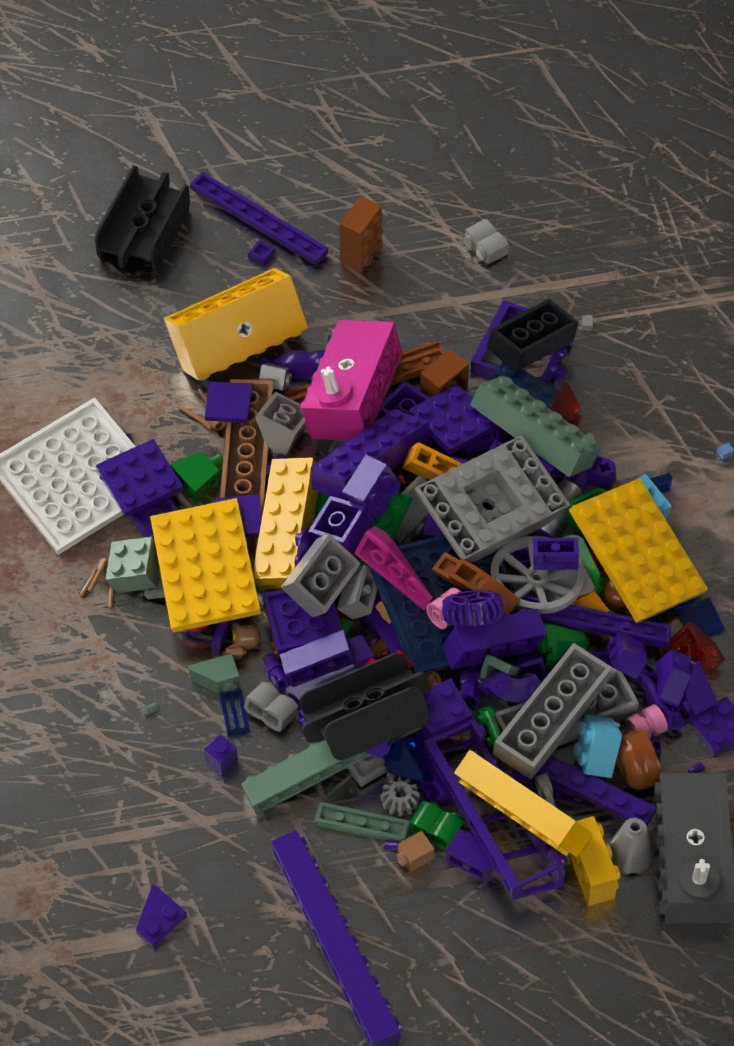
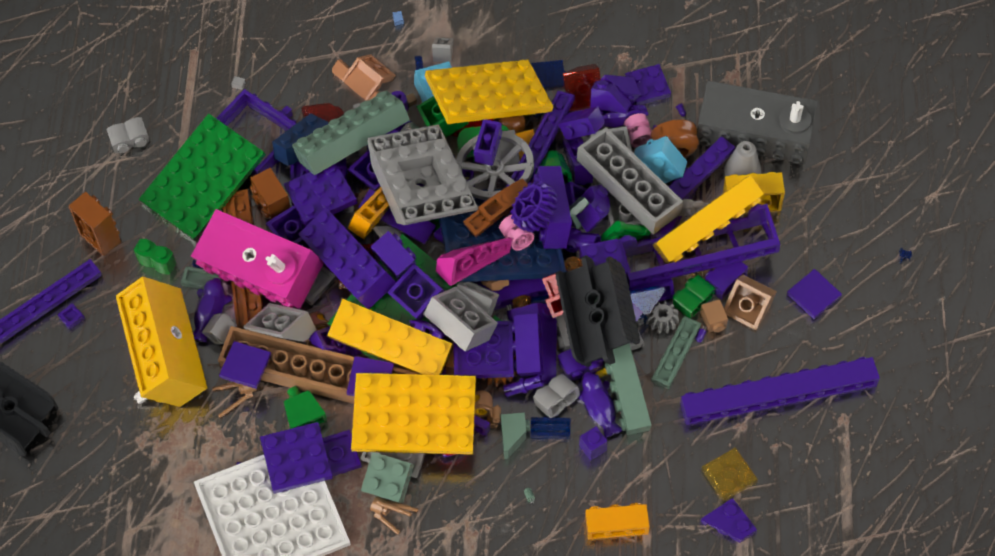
camera: 75 degrees left, 5 degrees up
(132, 797) = (617, 521): none -> light orange brick
(217, 906) = (729, 474): none -> clear yellow plate
(274, 751) = (599, 403): none -> dark purple animal
(345, 299) = (155, 256): none -> green brick
(446, 886) = (749, 301): none -> medium nougat slope
(451, 314) = (202, 176): none -> green plate
(478, 960) = (814, 294): none -> dark purple tile
(532, 335) = (258, 113): black brick -> none
(633, 435) = (364, 75): none -> nougat plate
(696, 501) = (442, 49): none -> light grey slope

